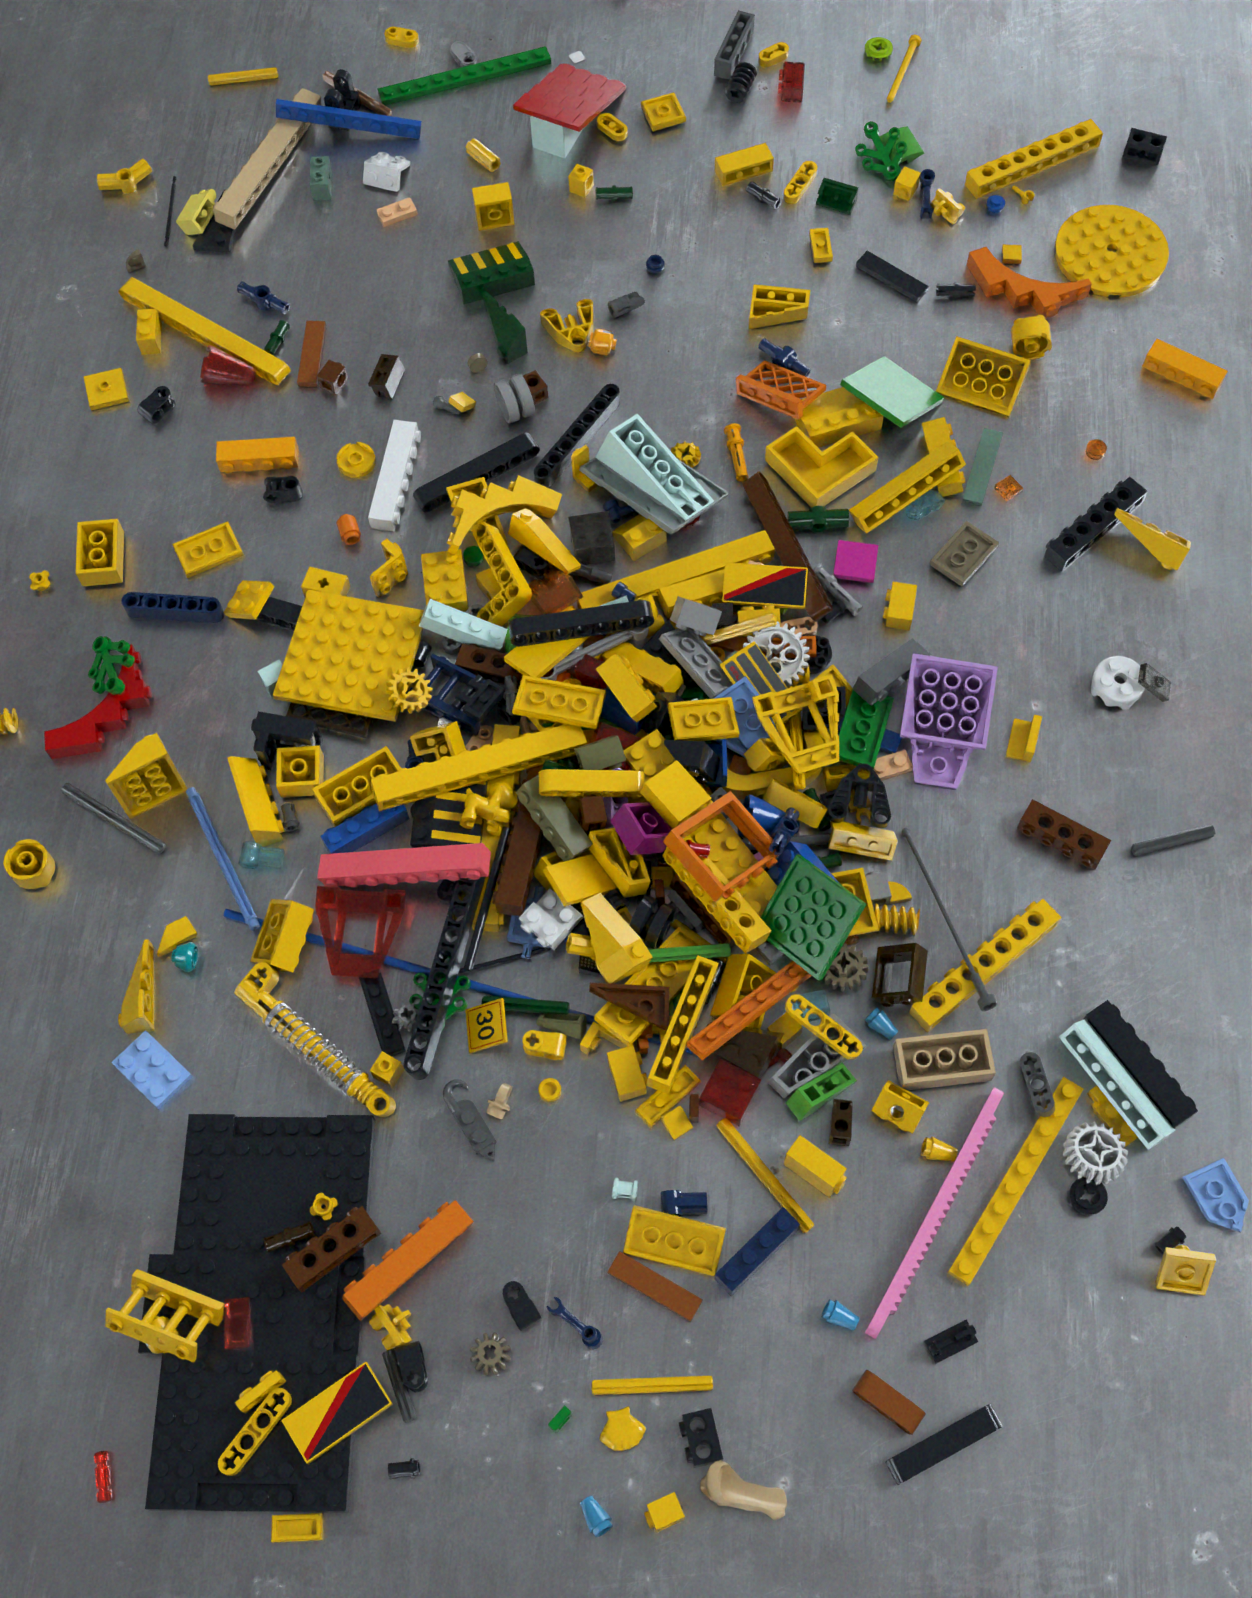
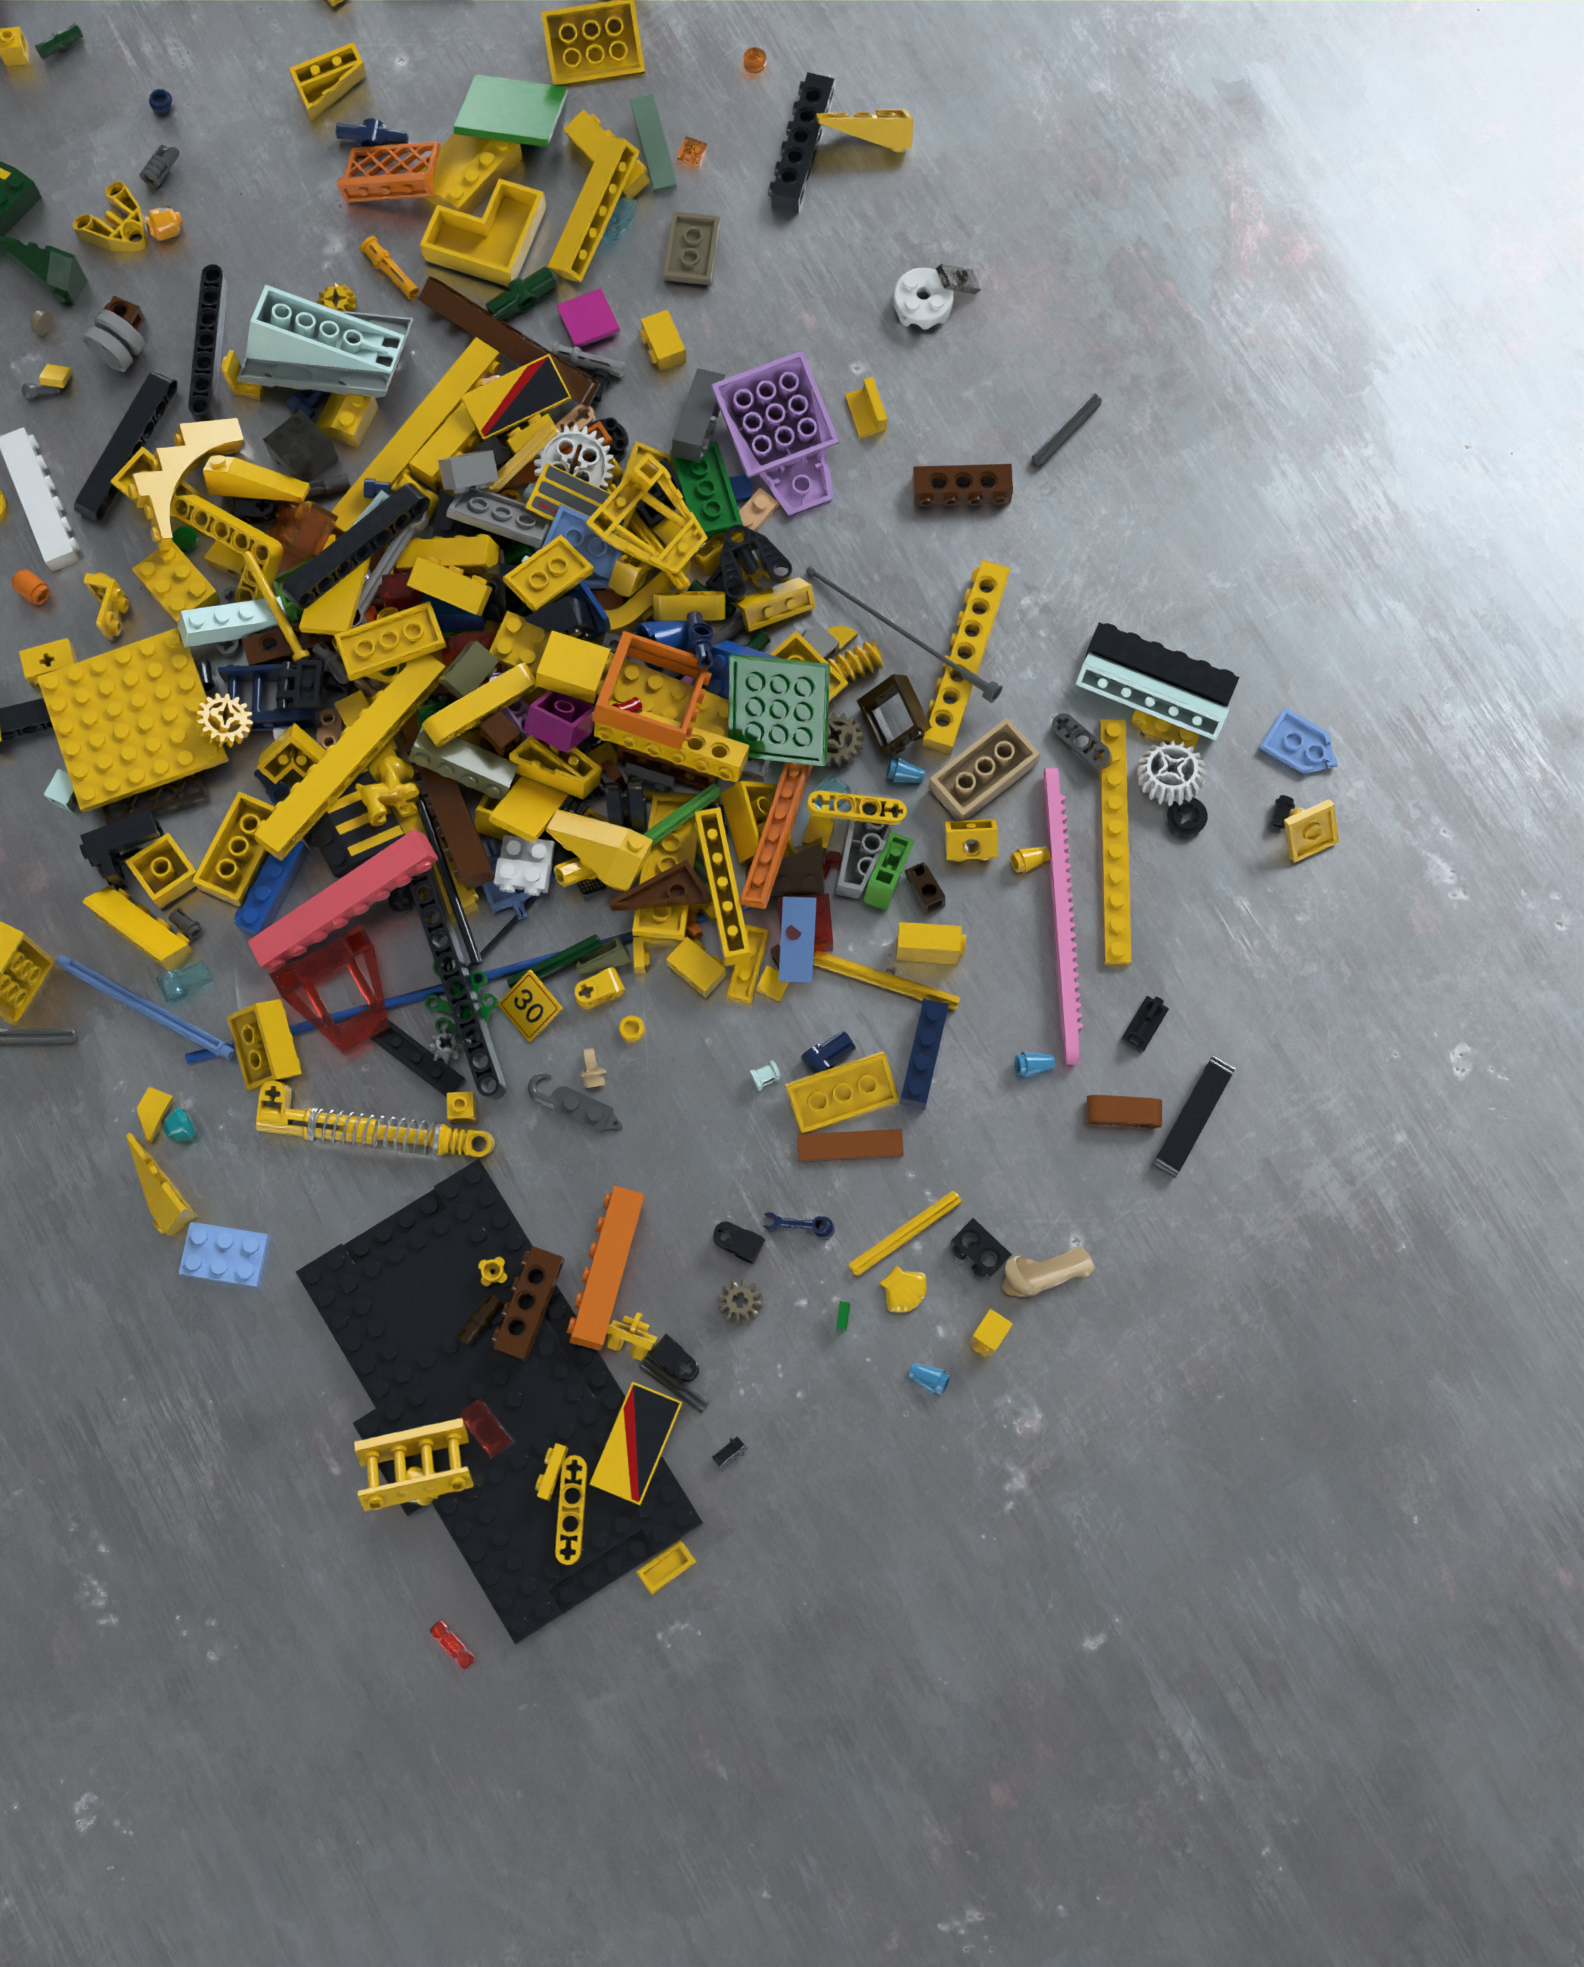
camera: 35 degrees left, 10 degrees up
(496, 649) = (299, 653): none -> yellow bar
(707, 1111) = (798, 954): none -> medium blue sticker

